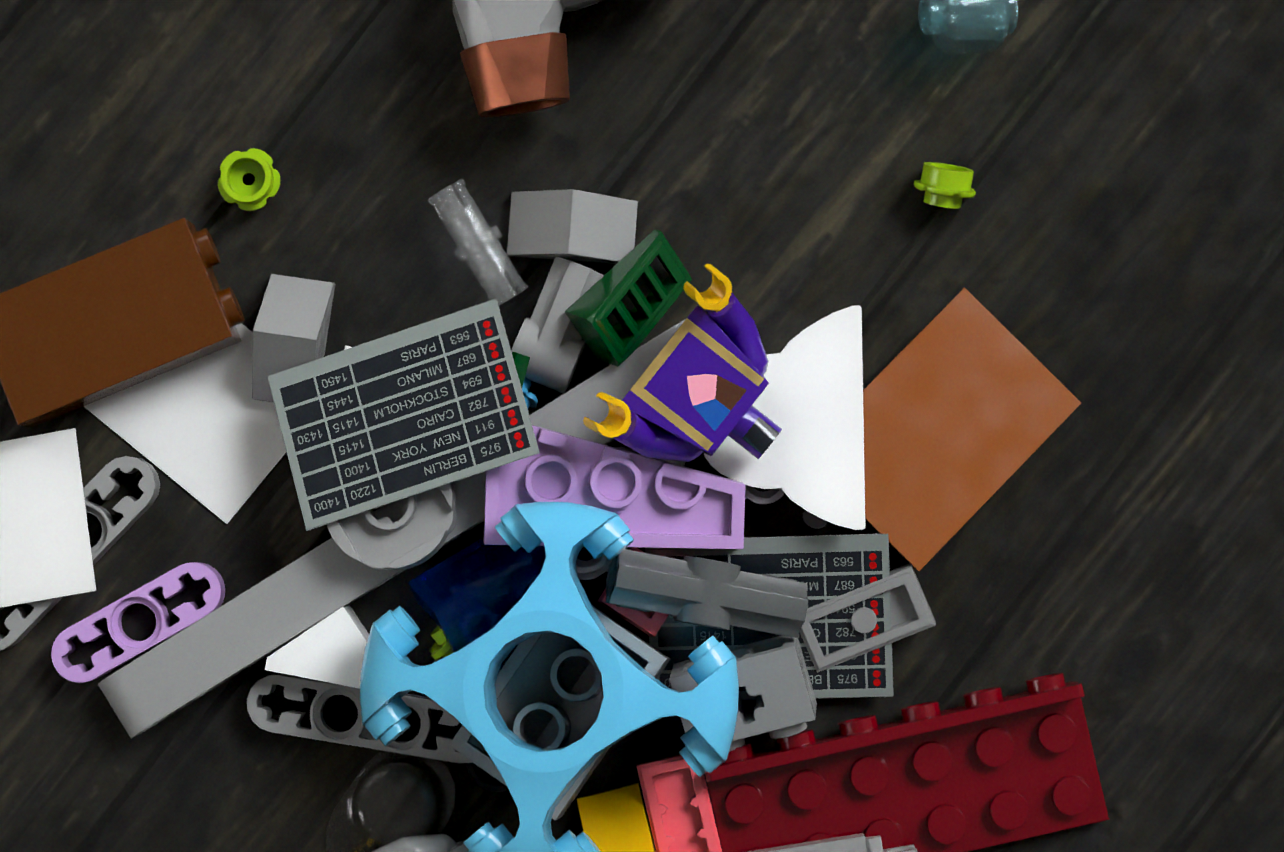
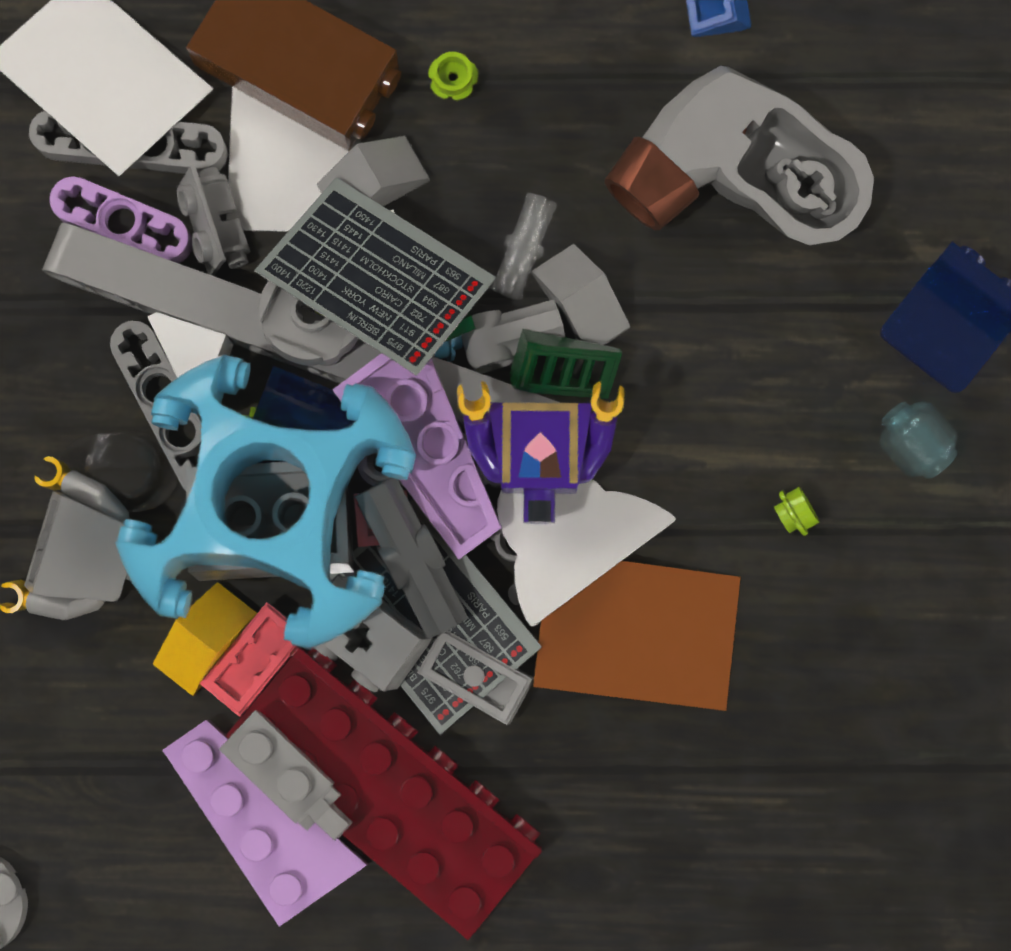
camera: 50 degrees right, 5 degrees down
(181, 524) = (204, 201): none -> light grey hinge

